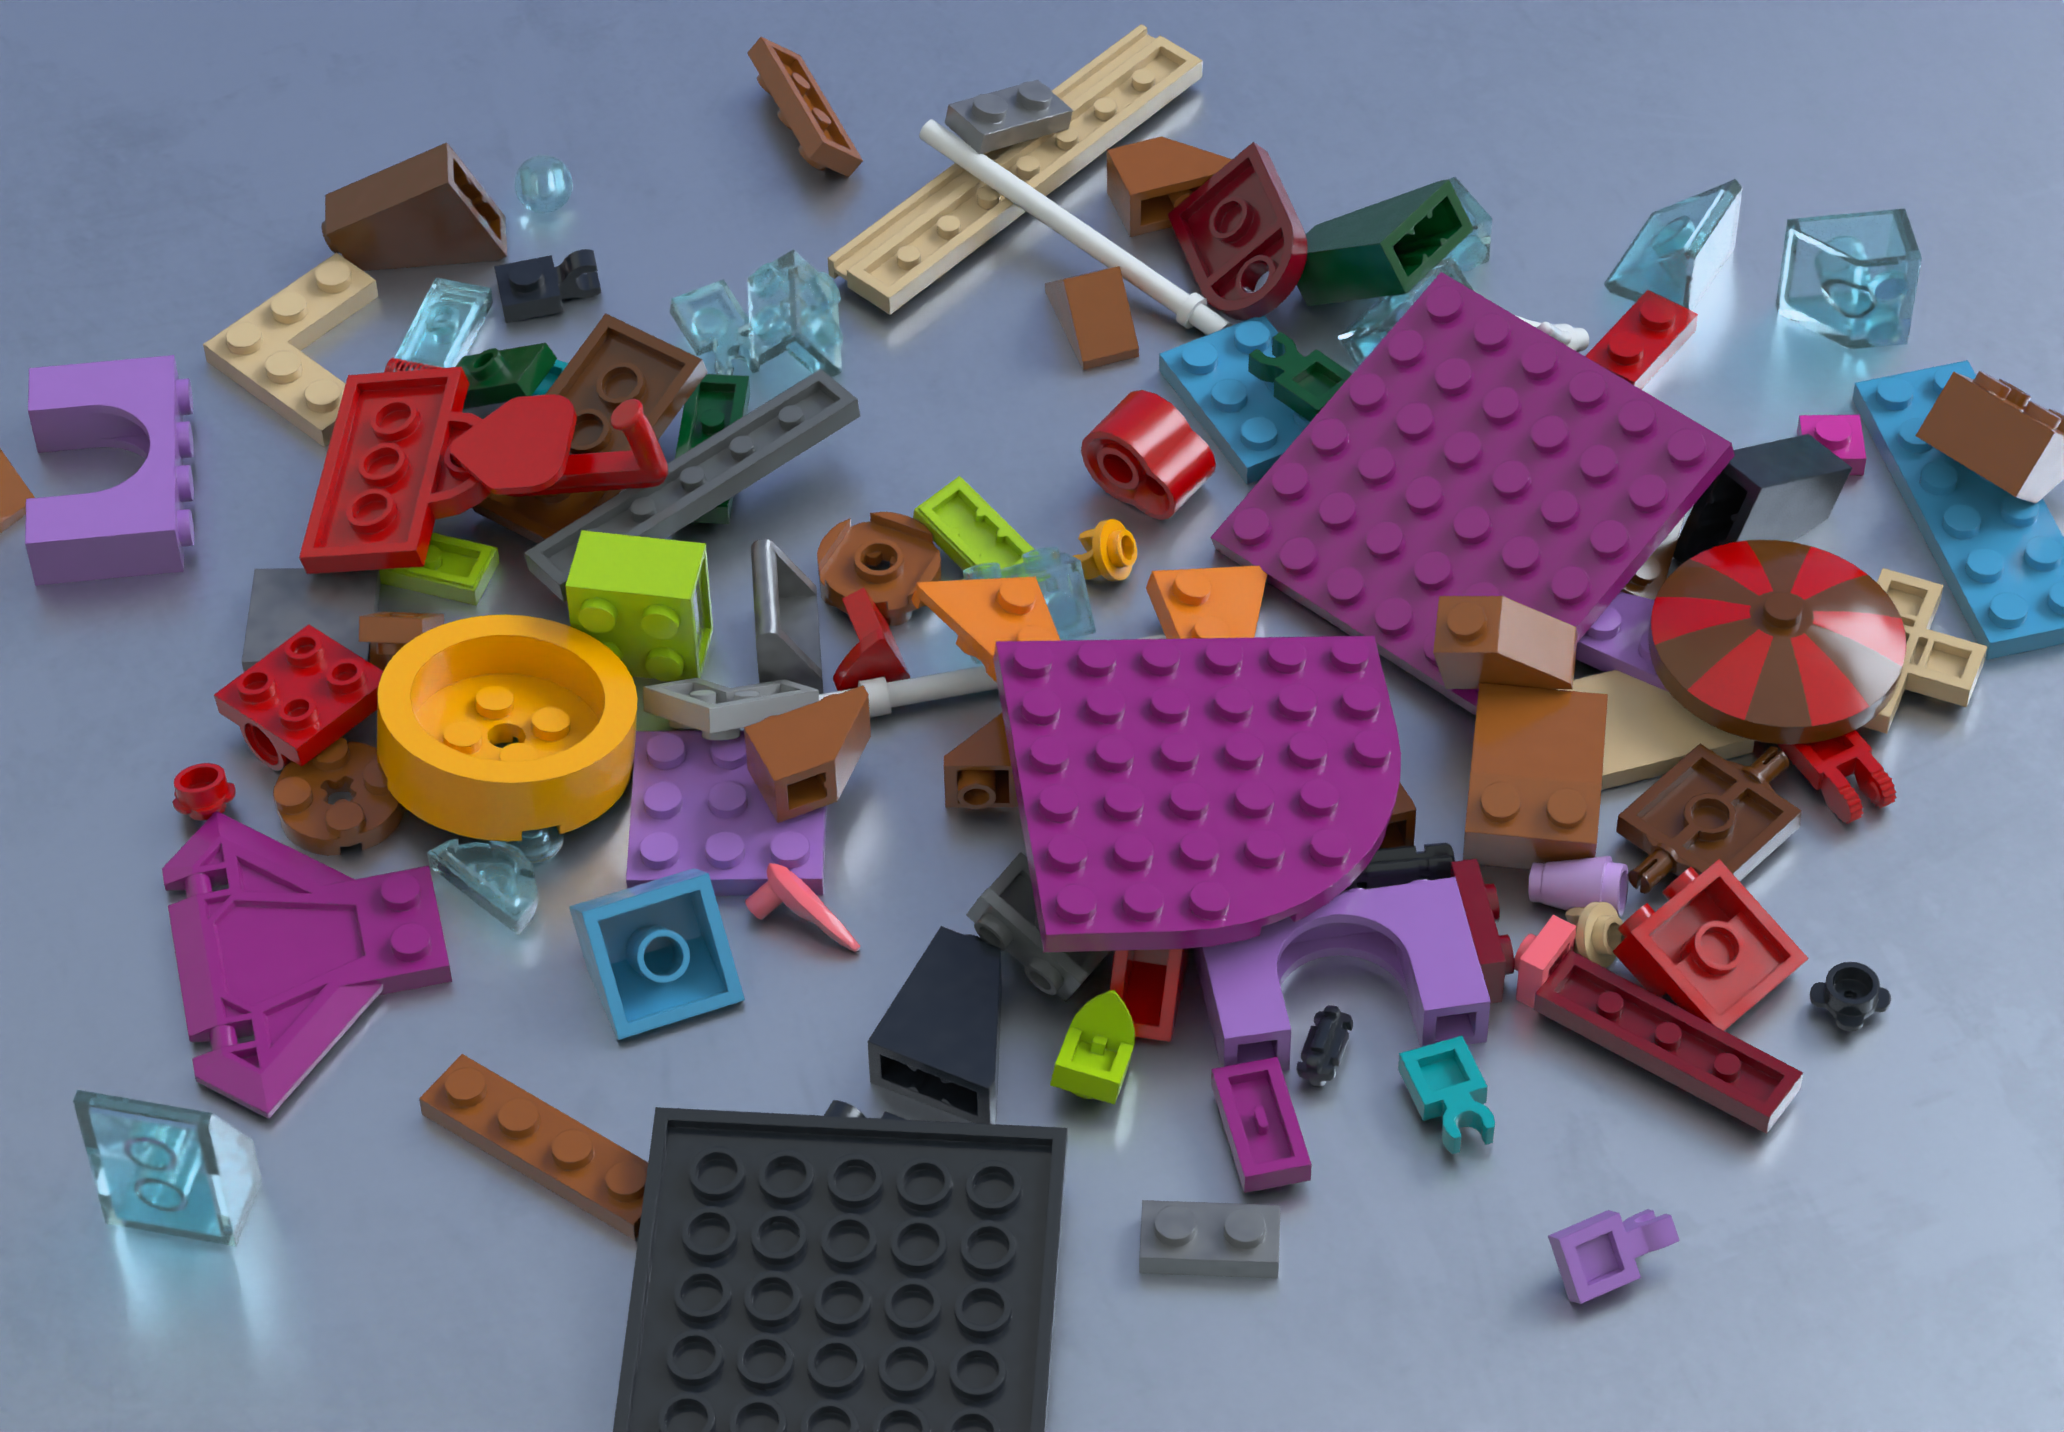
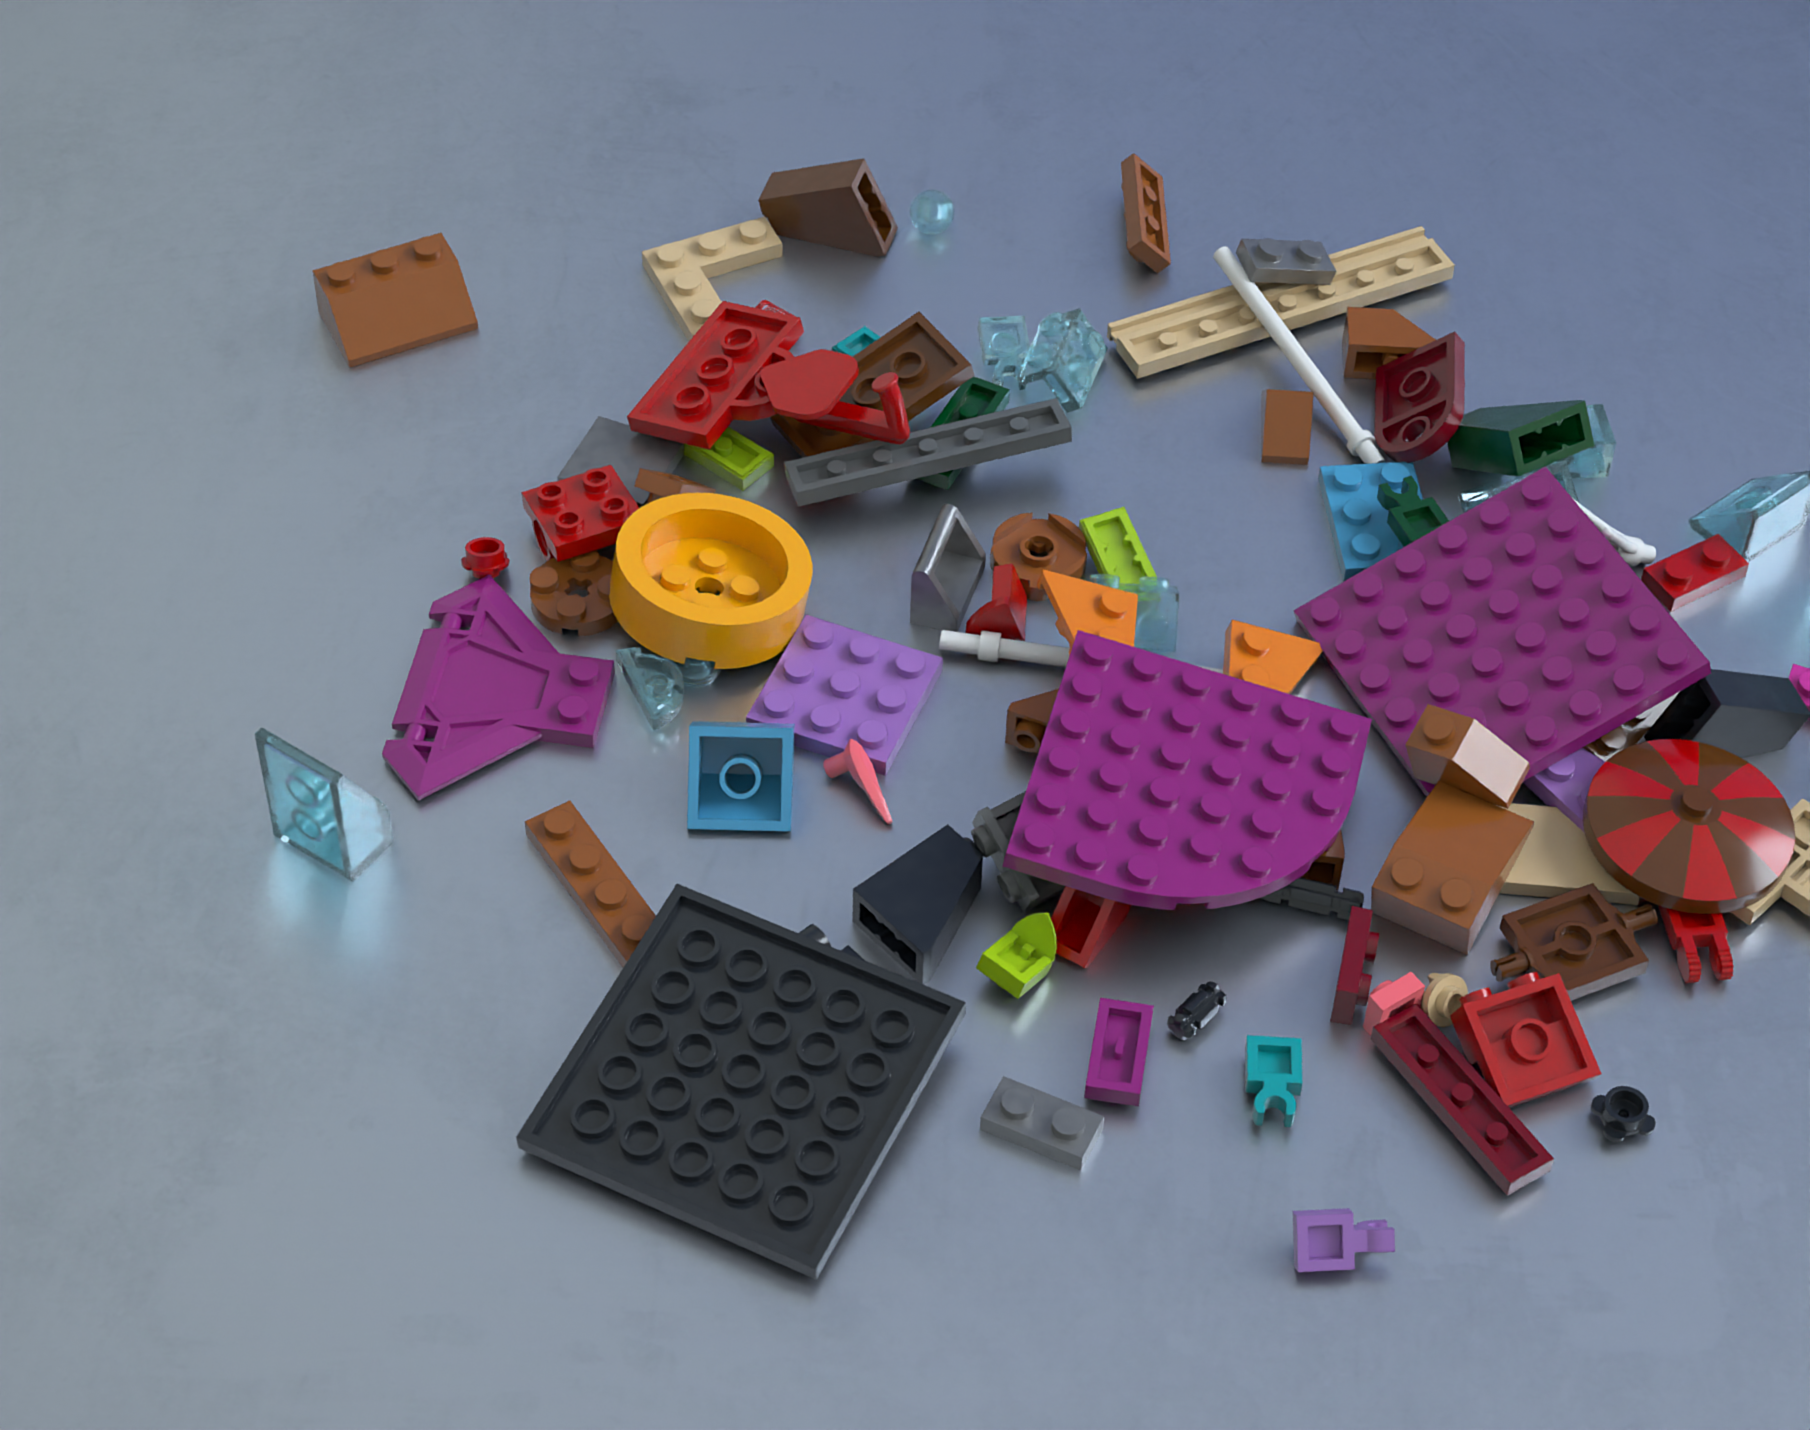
camera: 20 degrees right, 0 degrees up
(142, 521) = (542, 357): medium lavender arch -> none
(446, 324) = (817, 290): clear light blue plate -> none
(505, 374) = (833, 333): dark green plate -> none
(537, 287) = (895, 281): black plate -> none
(643, 602) = (848, 524): lime piece -> none
(720, 709) = (866, 617): light grey plate -> none
(808, 753) = (915, 667): dark orange slope -> none
(1109, 551) = (1212, 598): light orange plate -> none
(1147, 455) = (1272, 535): red piece -> none
(1407, 929) = (1297, 943): medium lavender arch -> none
(1579, 882) = (1450, 955): lavender cone -> none

